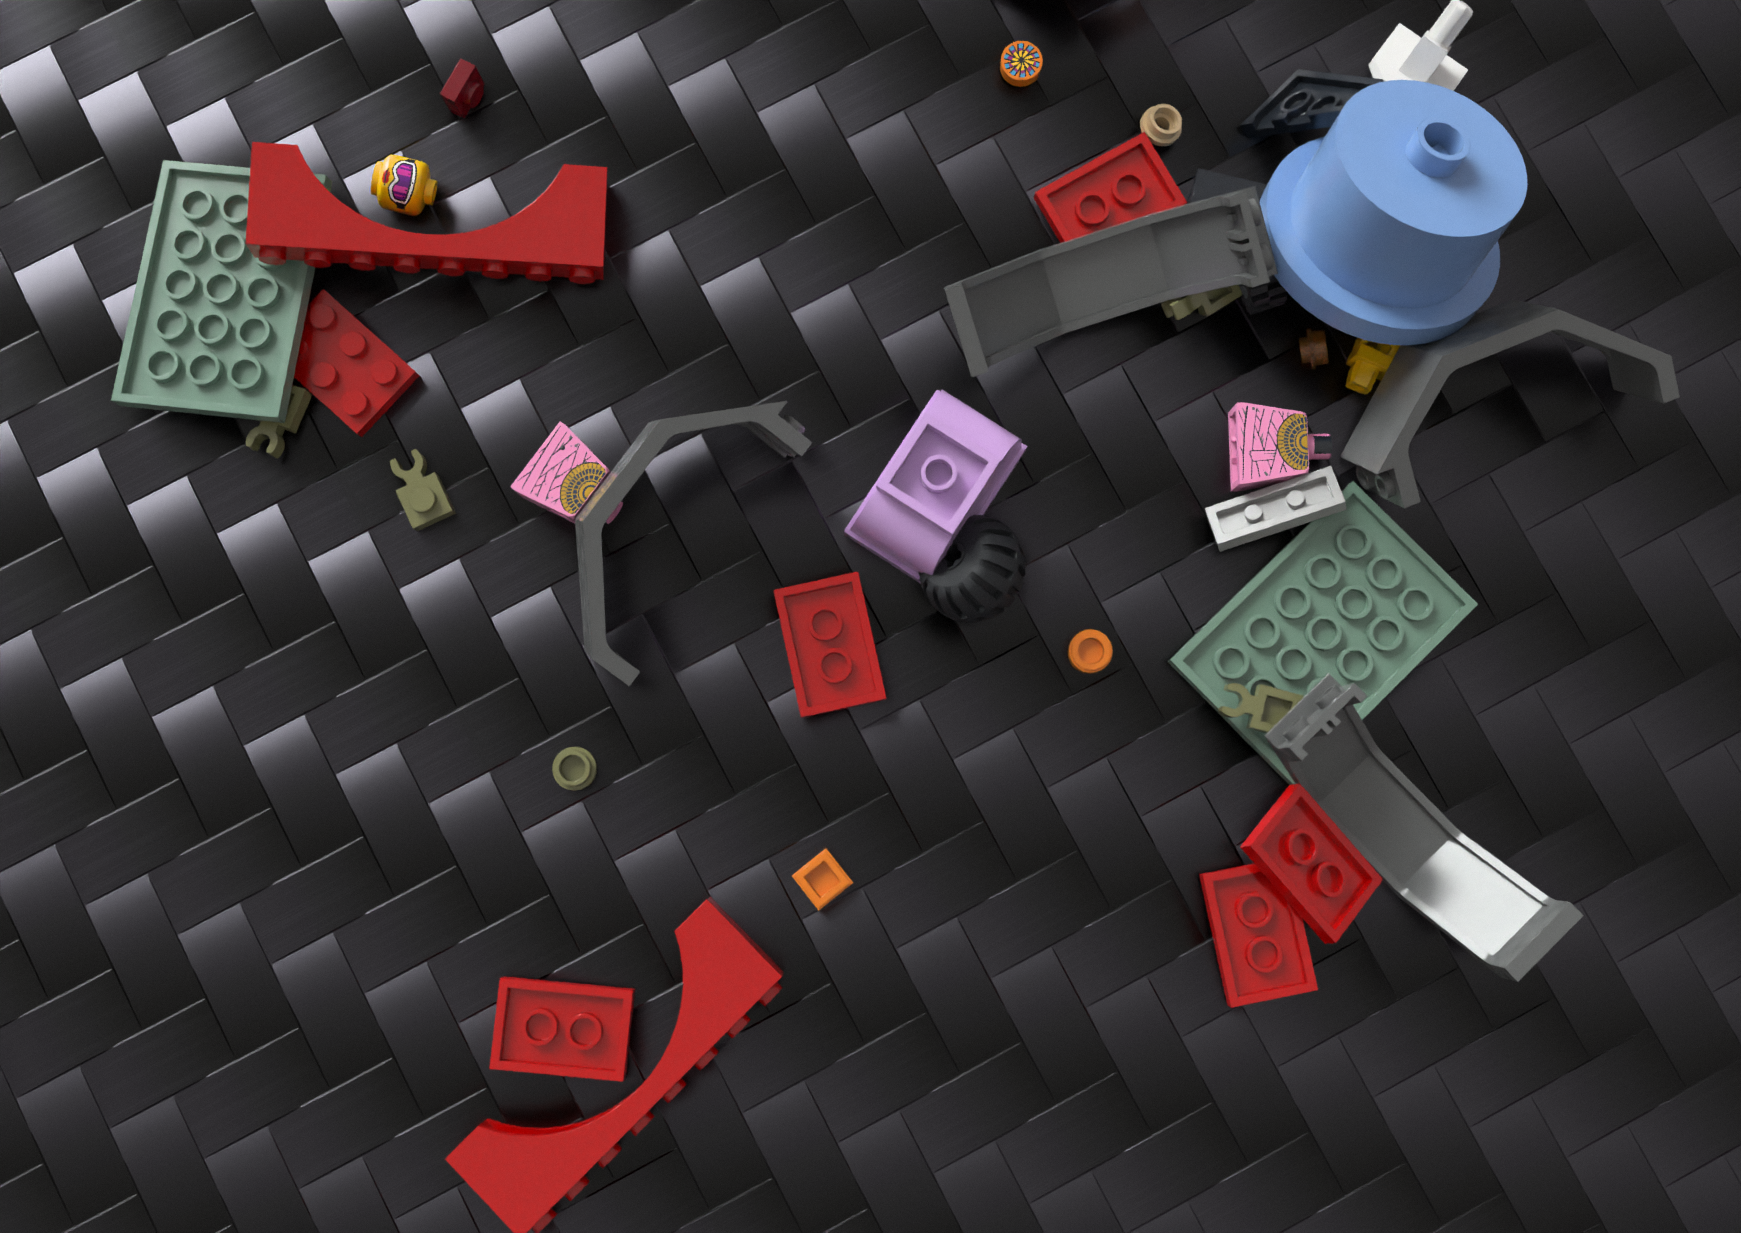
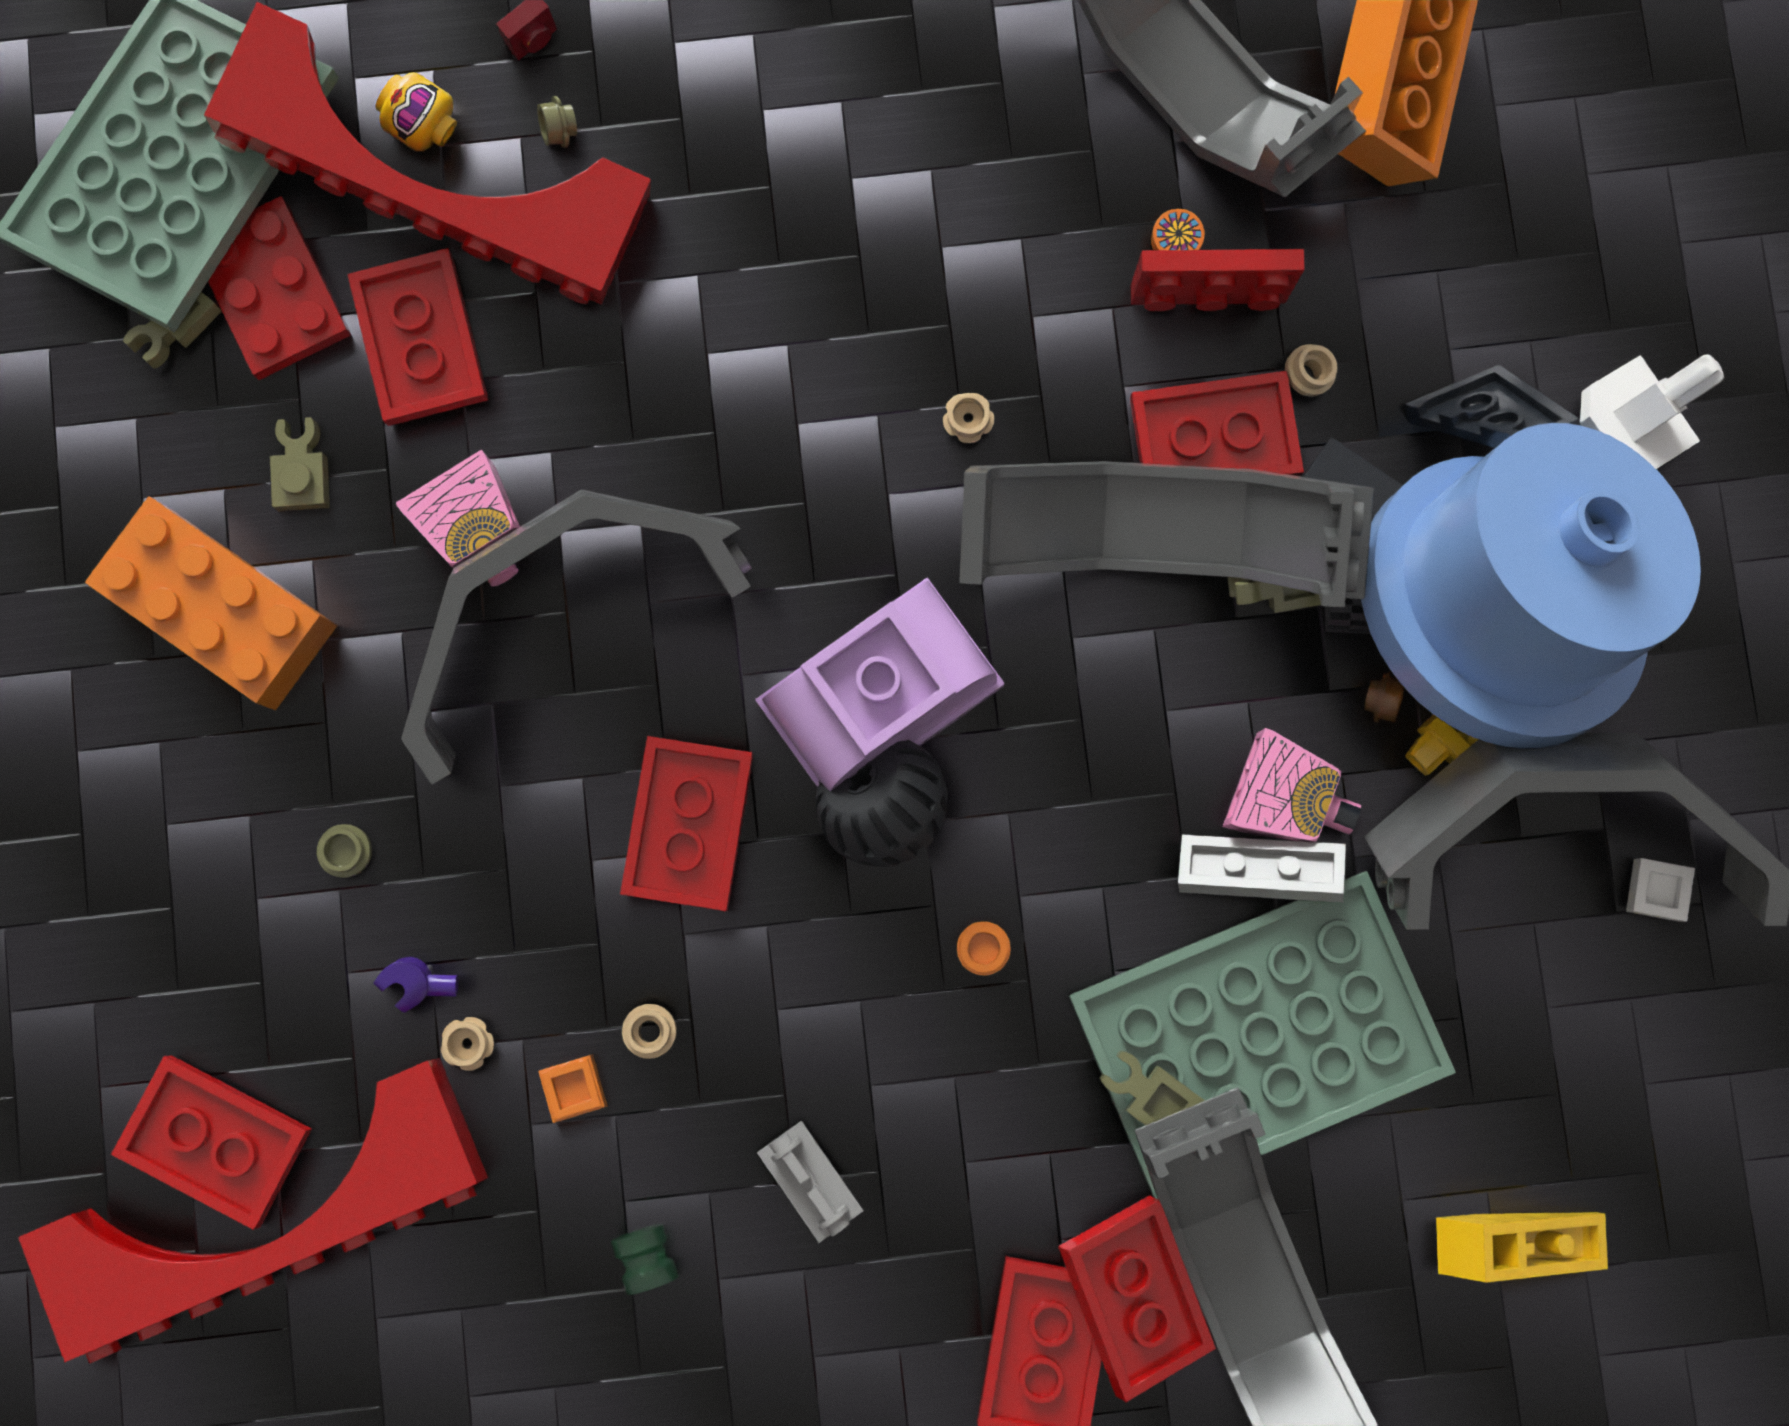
camera: 25 degrees right, 0 degrees up
(396, 618) = (211, 604): none -> orange brick
(473, 356) = (417, 337): none -> red plate
(514, 153) = (556, 122): none -> olive plate
(671, 844) = (417, 982): none -> dark purple piece
(724, 888) = (453, 1038): none -> tan plate
(853, 802) = (632, 1031): none -> tan plate
(919, 247) = (968, 404): none -> tan plate
(930, 984) = (644, 1259): none -> clear green wheel
(1031, 877) = (810, 1182): none -> light grey hinge
(1065, 81) = (1216, 278): none -> red plate
(1572, 411) = (1660, 890): none -> white plate
(1575, 712) = (1520, 1245): none -> yellow slope

